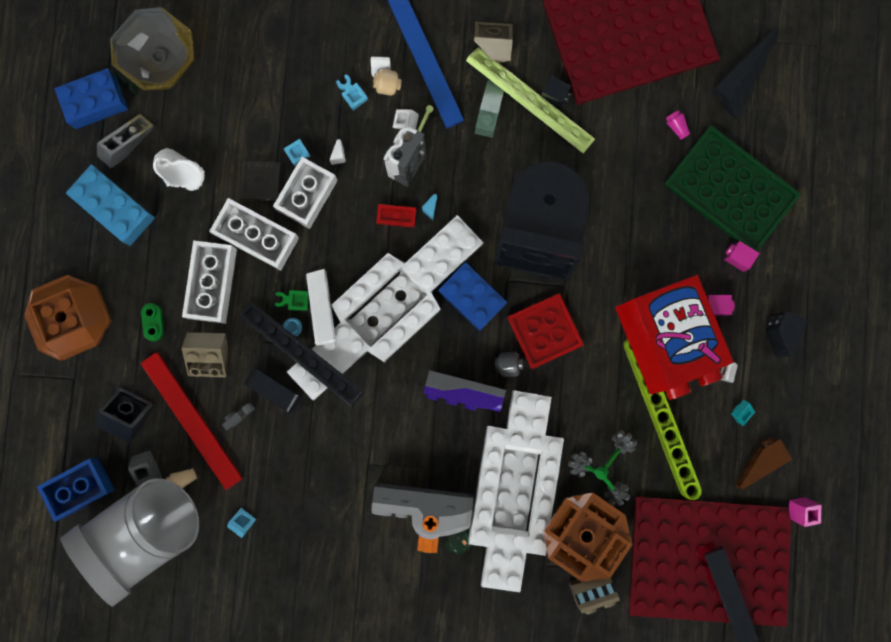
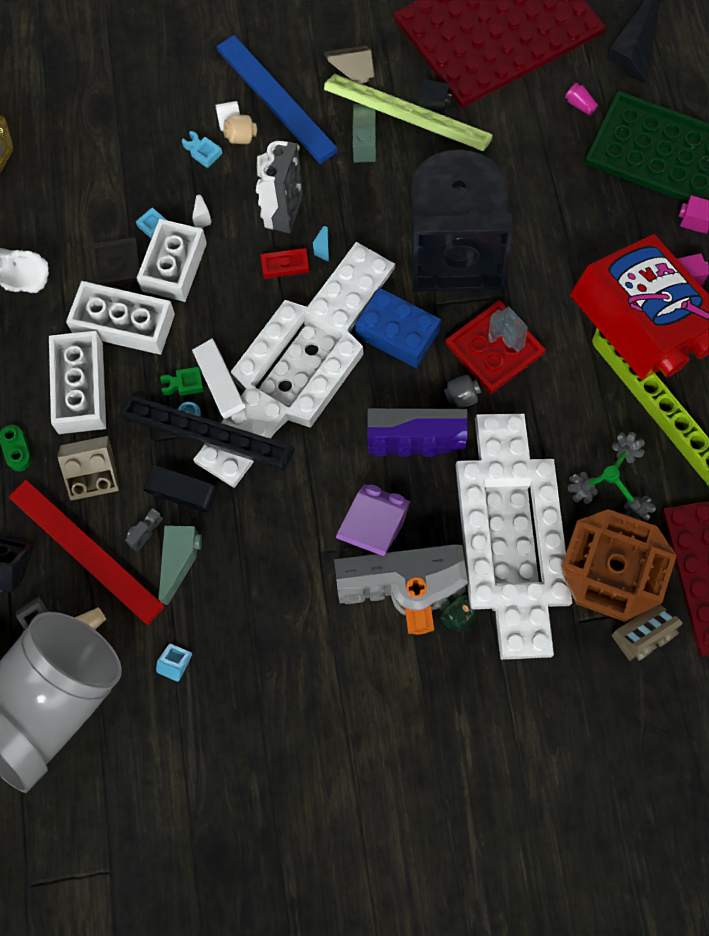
camera: 10 degrees left, 15 degrees down
(260, 442) = (178, 555): none -> sand green slope
(412, 459) = (374, 519): none -> medium lavender slope
(560, 330) = (510, 327): none -> clear light blue bracket

